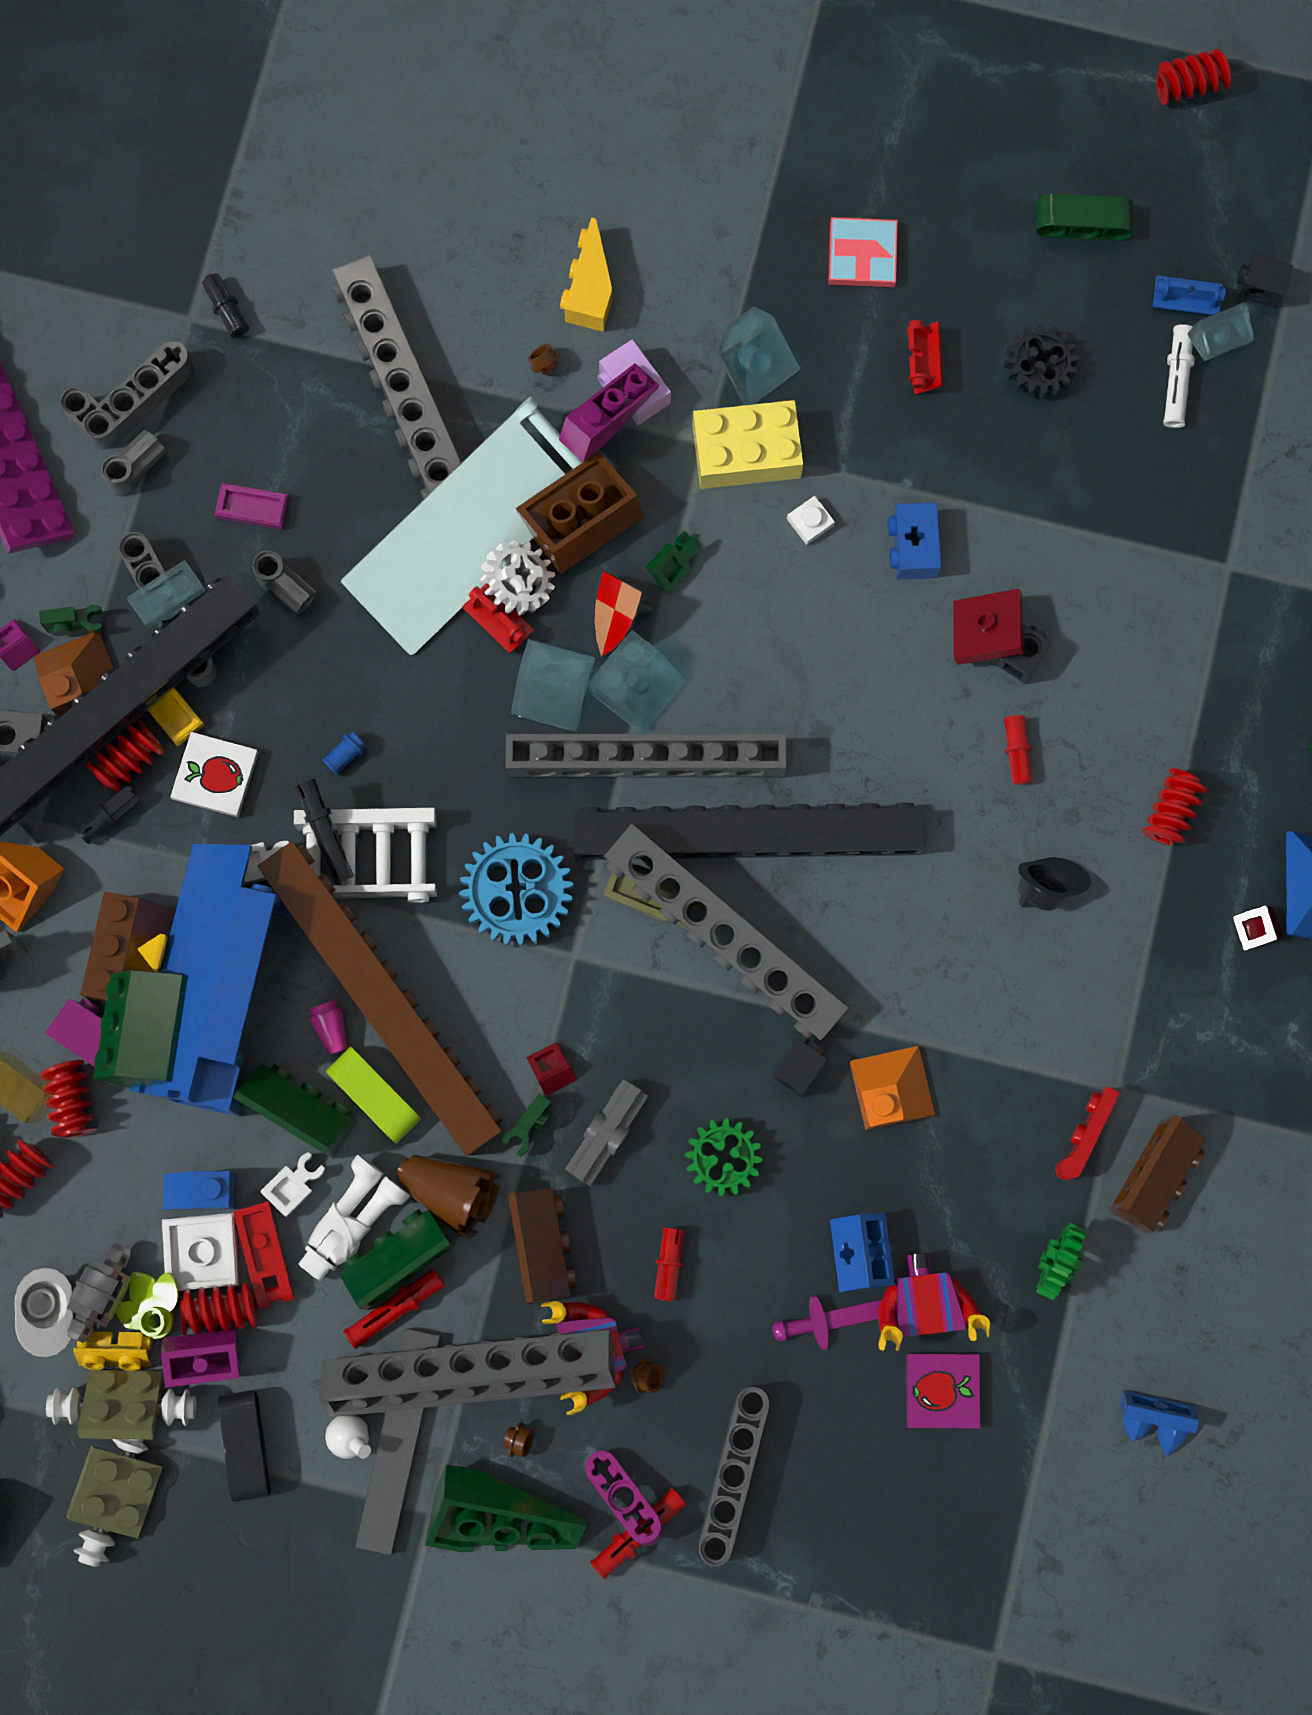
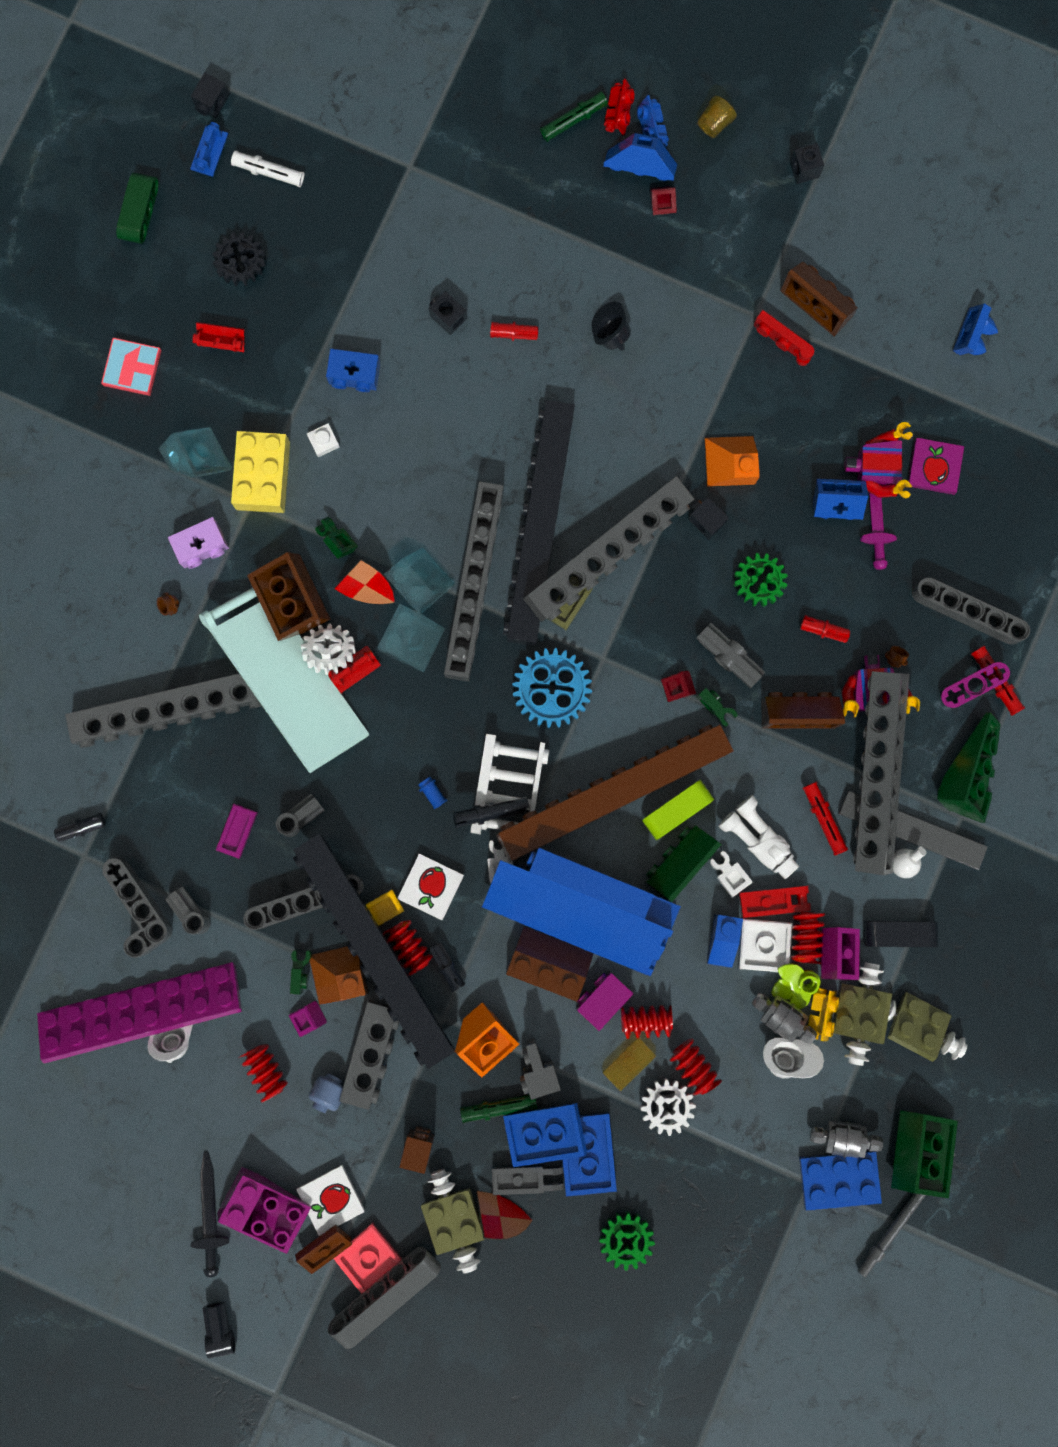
camera: 80 degrees left, 5 degrees up
(140, 1028) = (611, 960): dark green slope -> none
(154, 951) = (555, 945): yellow slope -> none
(166, 594) = (296, 898): clear light blue plate -> none
(329, 1026) = (624, 832): dark pink cone -> none
(395, 1259) = (795, 810): dark green slope -> none
(451, 1191) = (753, 767): reddish brown cone -> none
(519, 1440) = (925, 749): reddish brown plate -> none
(591, 289) = (119, 559): yellow slope -> none
(606, 412) = (220, 562): magenta slope -> none
(988, 626) = (425, 332): dark red plate -> none
(1061, 1261) = (867, 370): green gear -> none
(1174, 807) = (574, 235): red piece -> none
(1192, 73) = (47, 111): red piece -> none
(1222, 332) = (243, 132): clear light blue slope -> none

